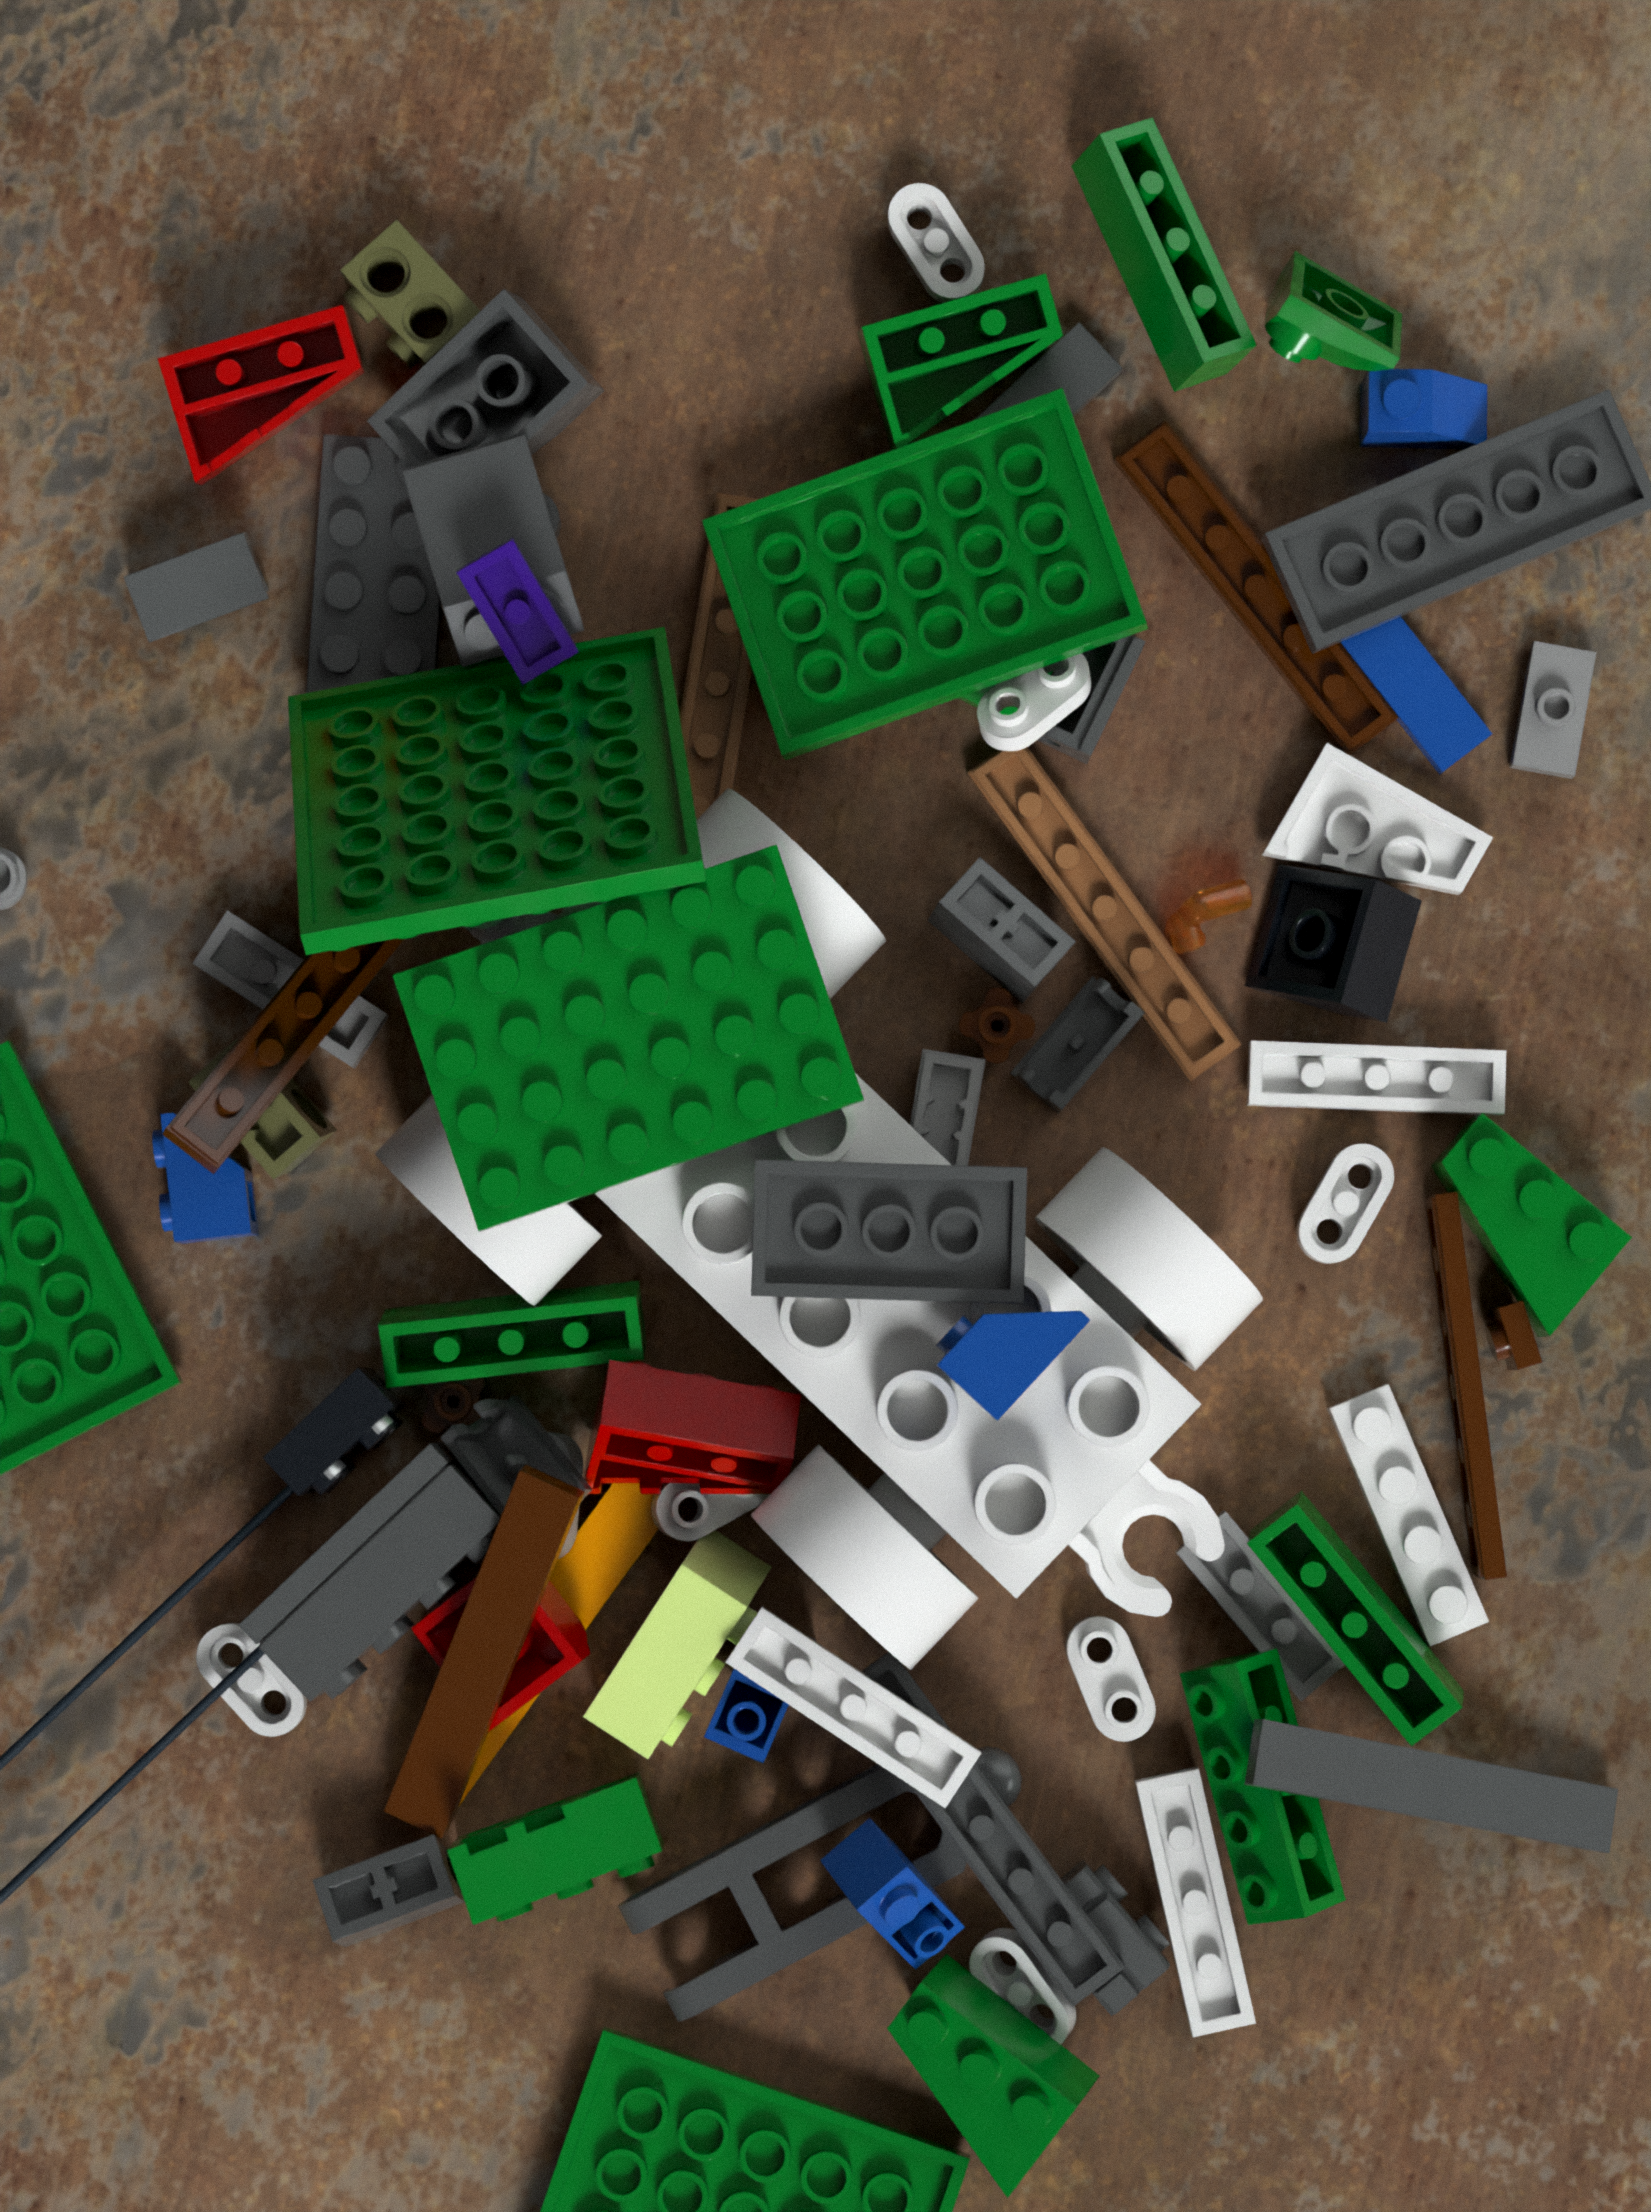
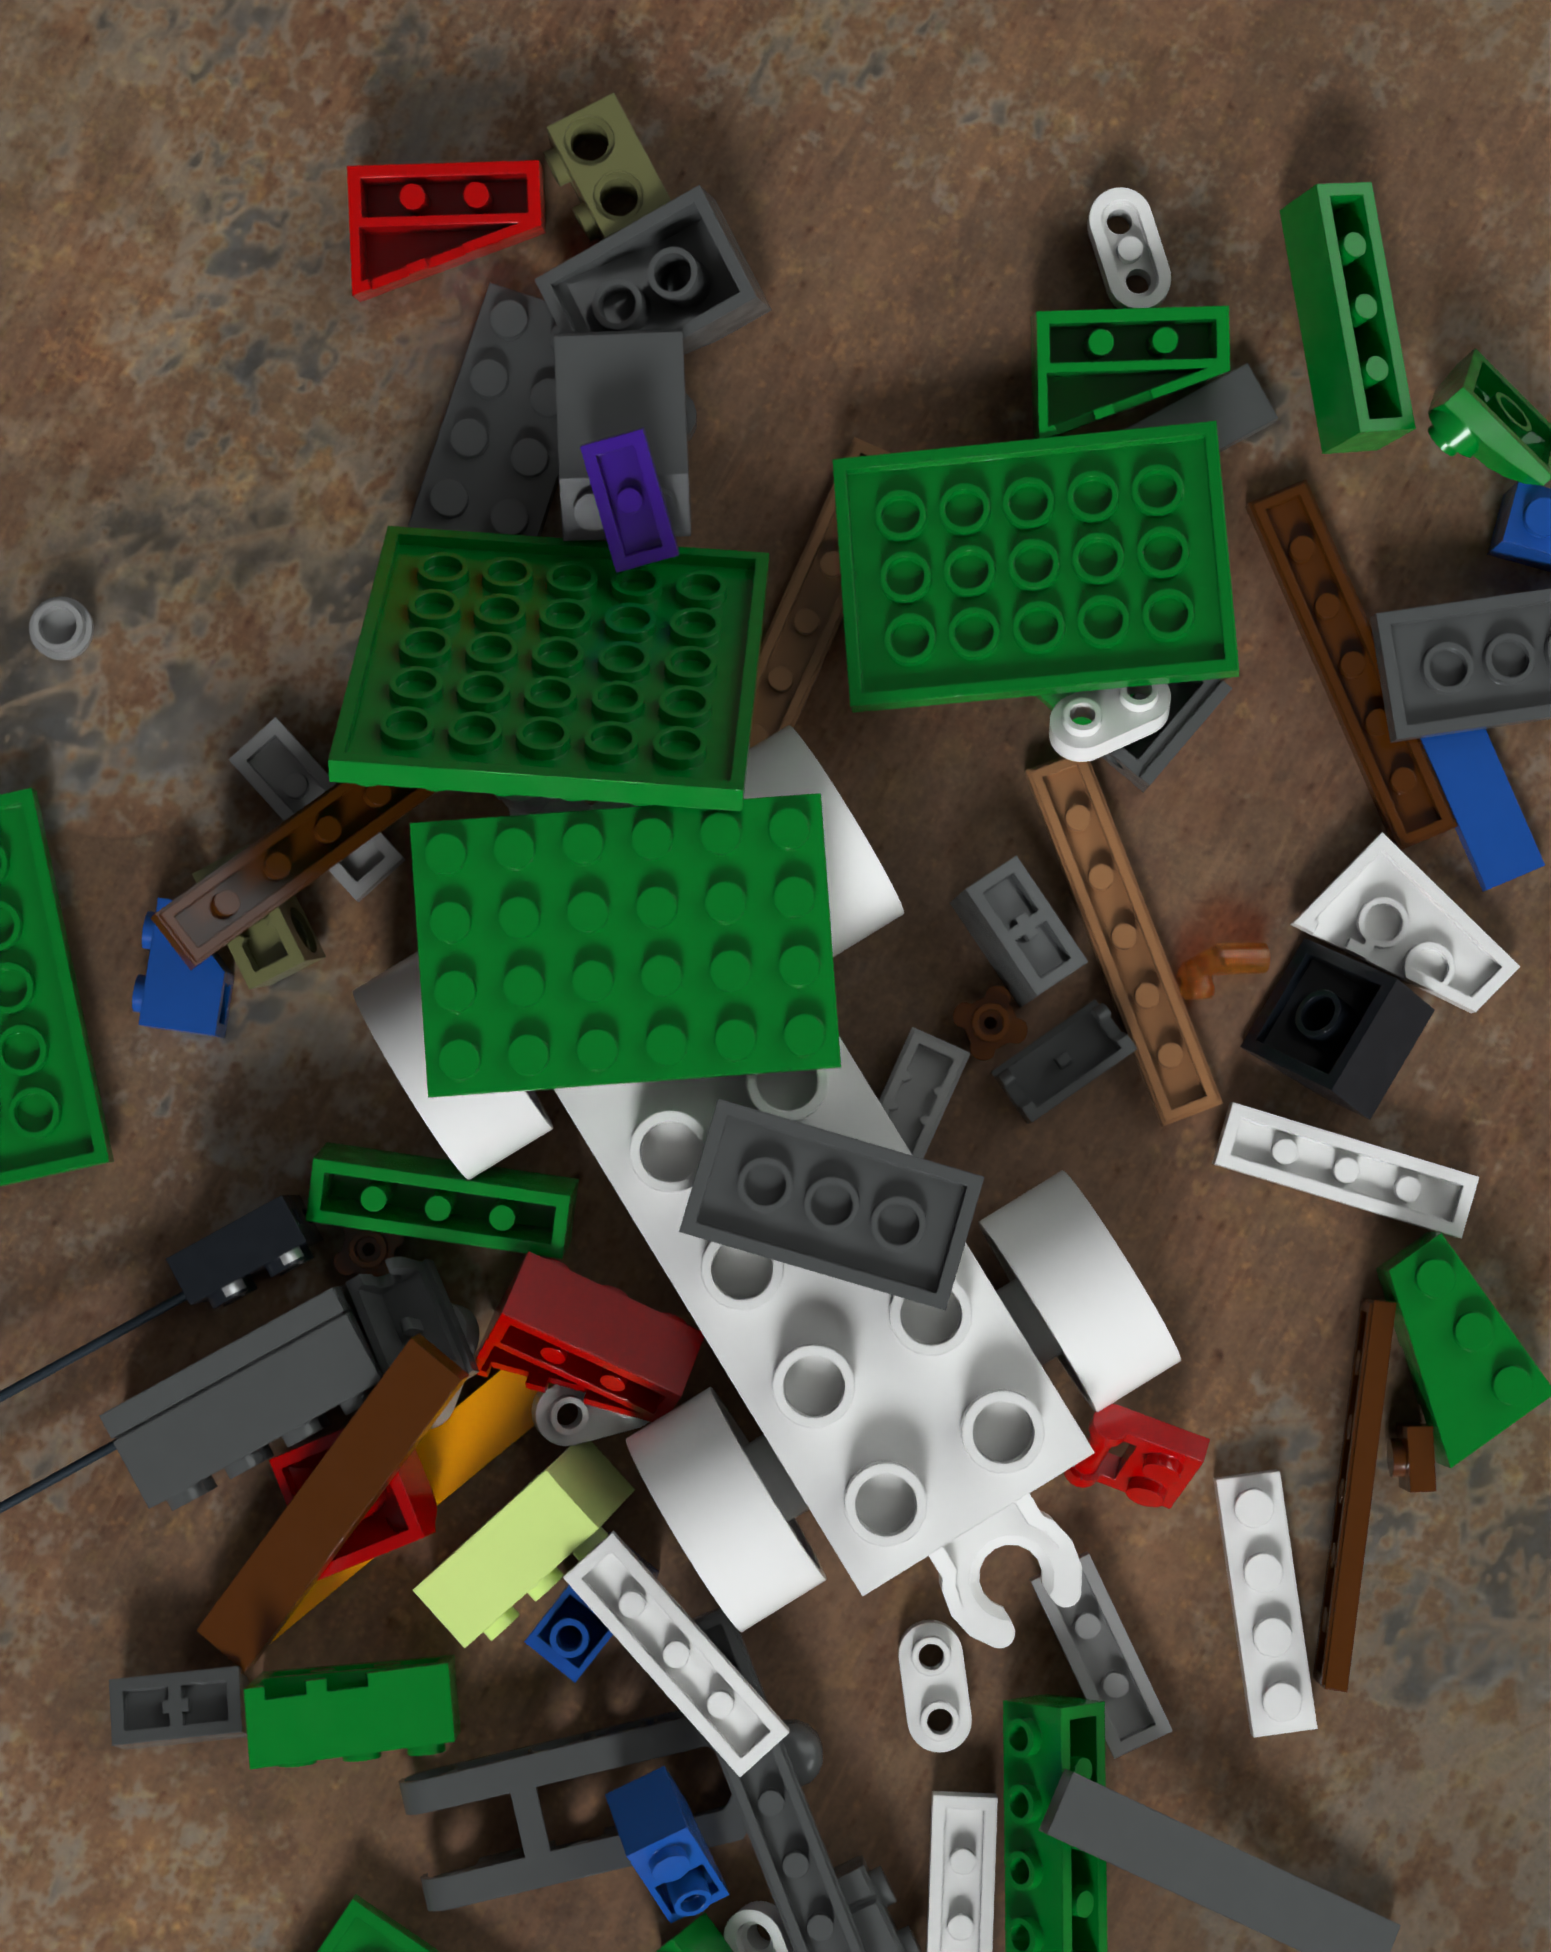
camera: 15 degrees right, 0 degrees up
(197, 586) = (329, 397): dark grey hinge -> none
(248, 1692) = (97, 1479): white plate -> none
(1005, 1353) = (915, 1355): blue slope -> none
(1265, 1409) = (1152, 1467): none -> red plate
(1344, 1204) = (1282, 1285): white plate -> none
(1356, 1618) = (1189, 1693): green brick -> none

